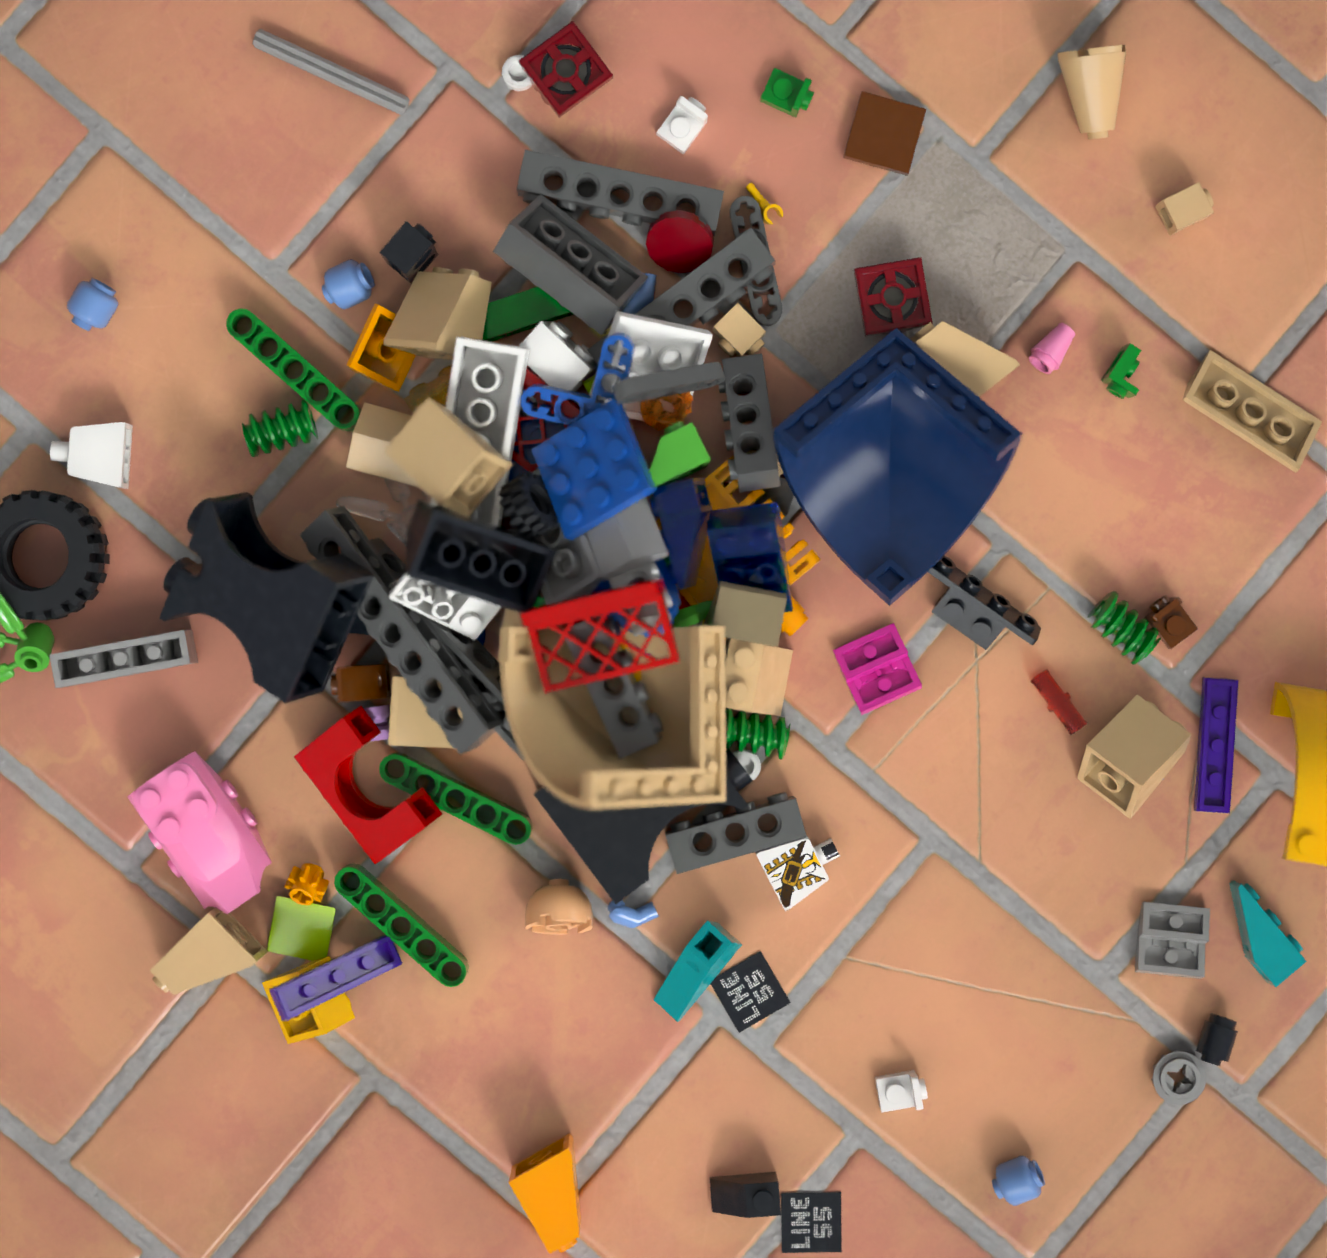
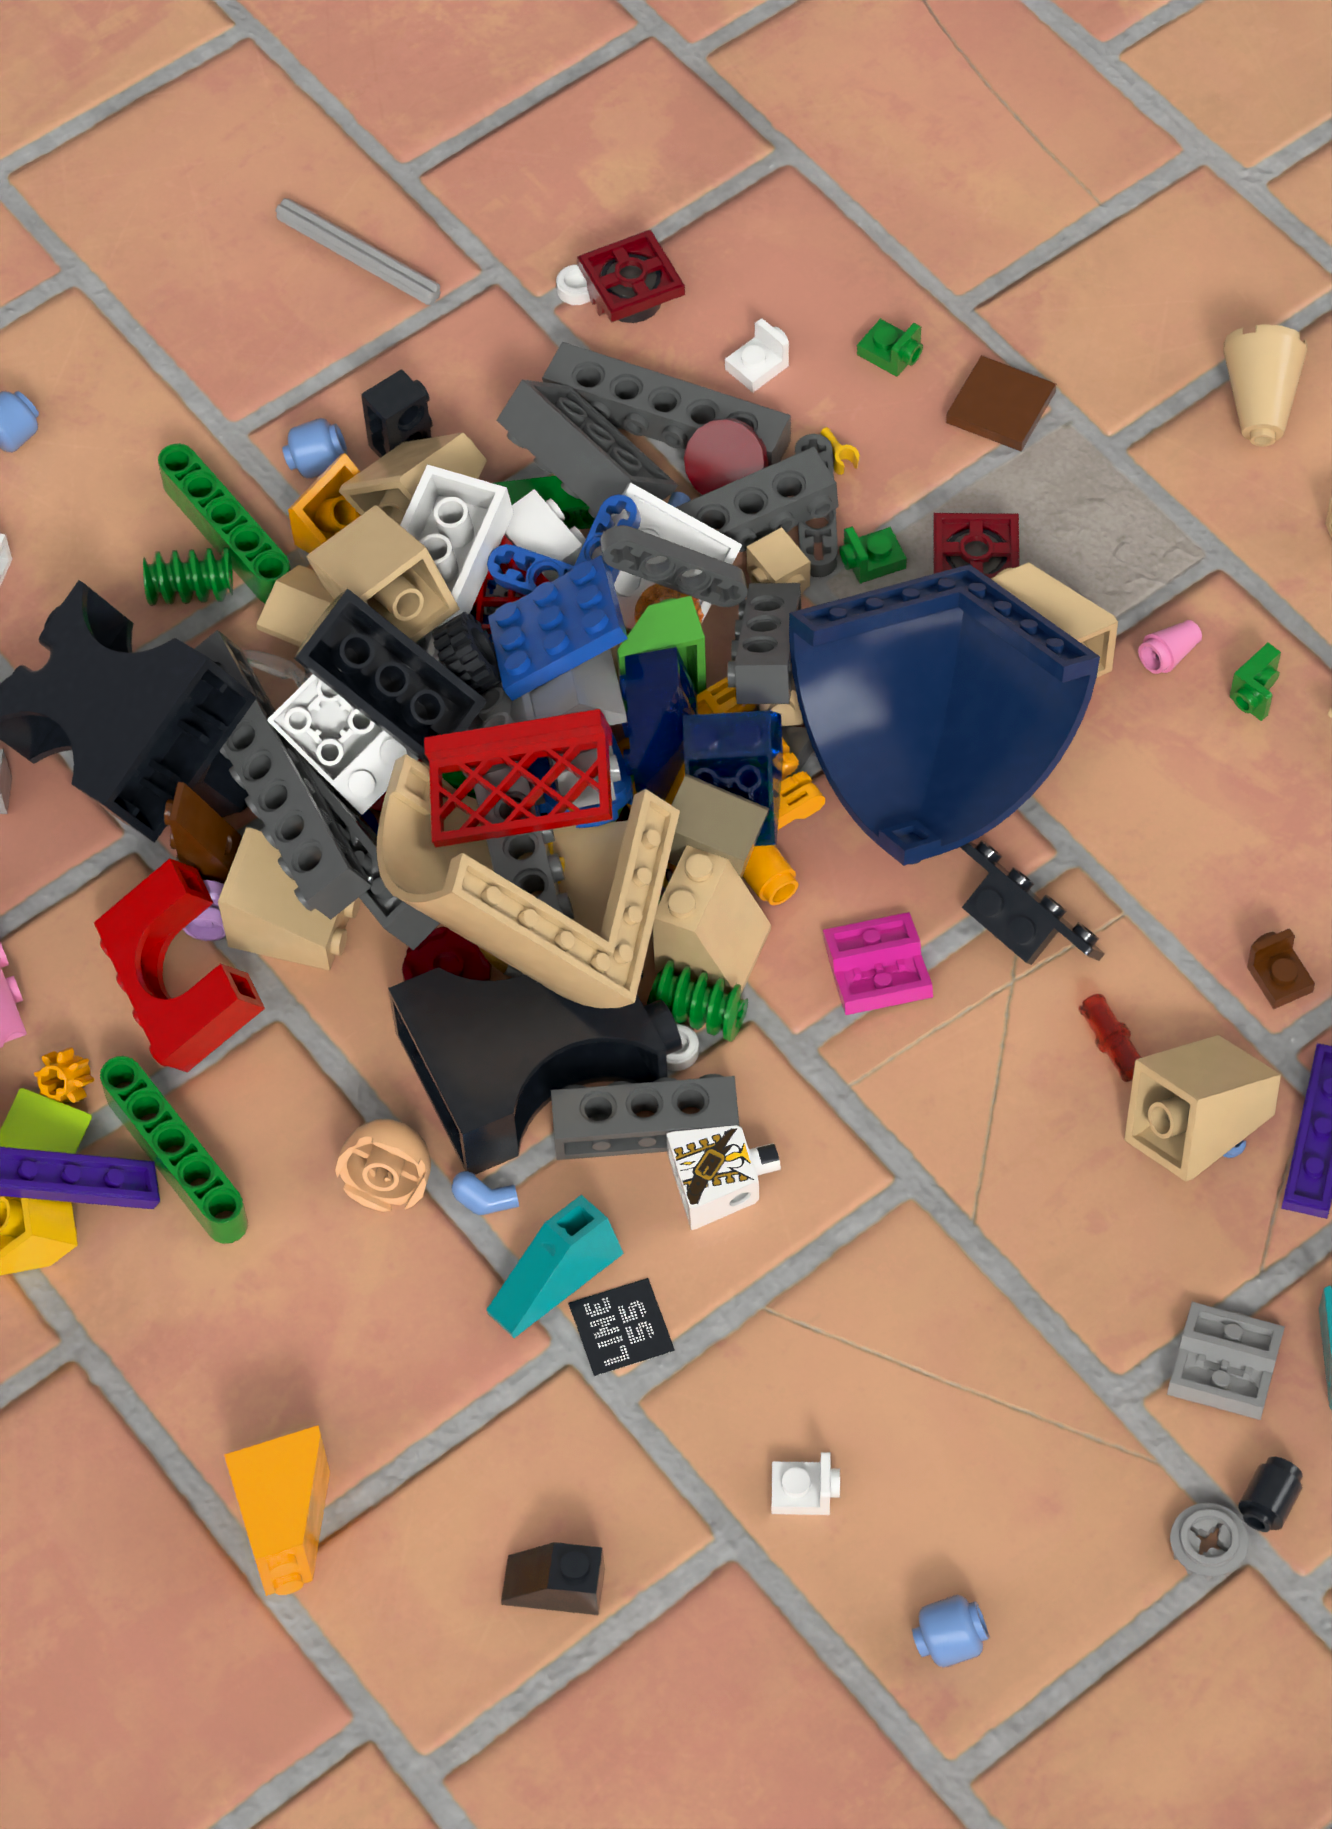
camera: 15 degrees right, 30 degrees down
(473, 798) = (305, 1024): green beam -> none
(808, 301) = (872, 554): none -> green bracket
(811, 1222) = (640, 1647): black sticker -> none
(1124, 627) = (1213, 964): green piece -> none

